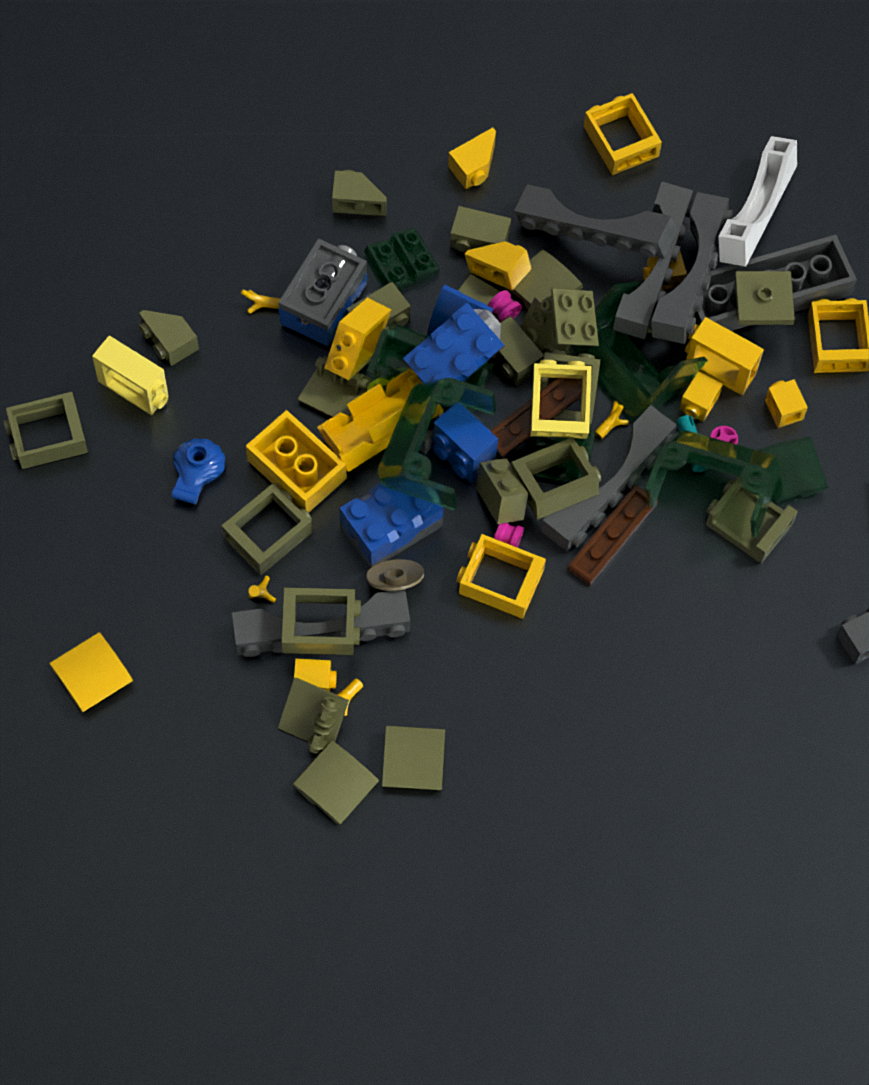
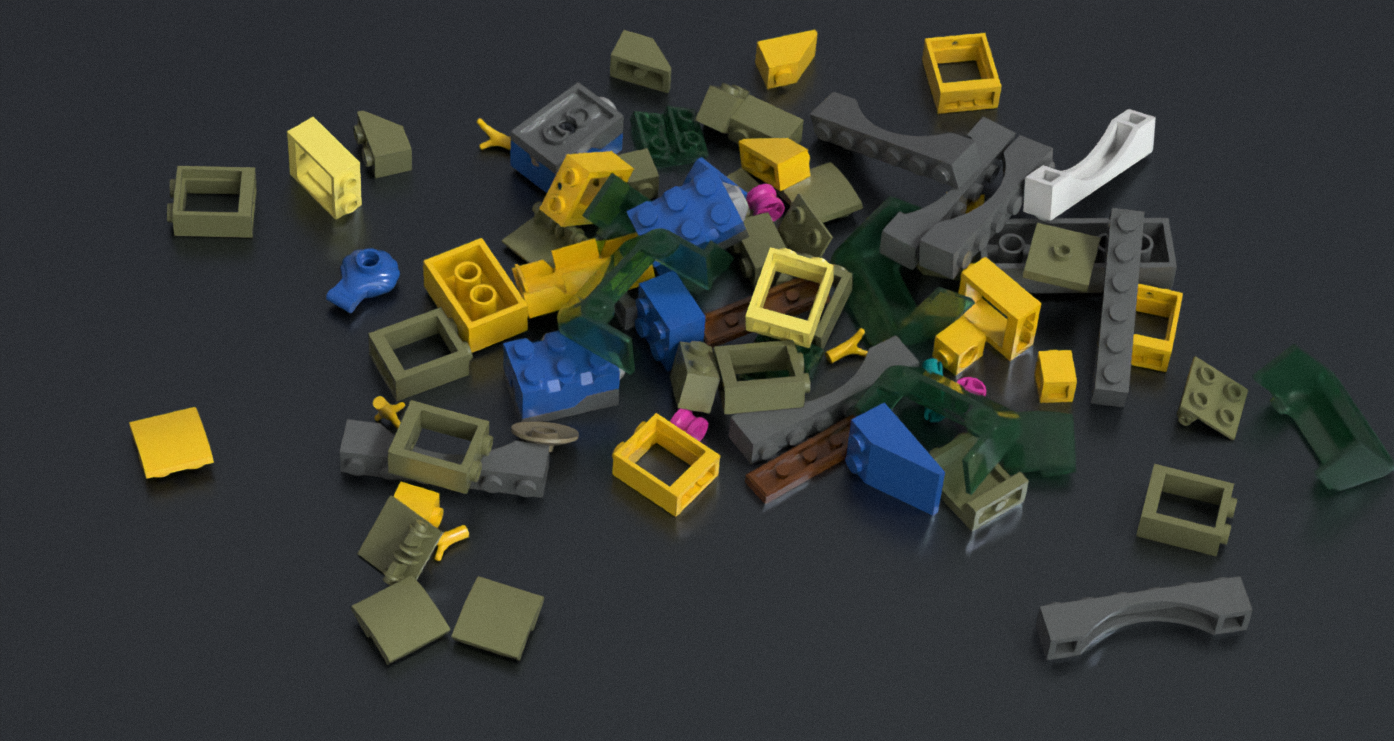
camera: 15 degrees right, 15 degrees down
(440, 221) = (720, 105): none -> olive slope
(572, 316) = (834, 220): olive hinge -> none
(686, 523) = (893, 459): none -> blue slope
(817, 295) = (1118, 308): none -> dark grey arch

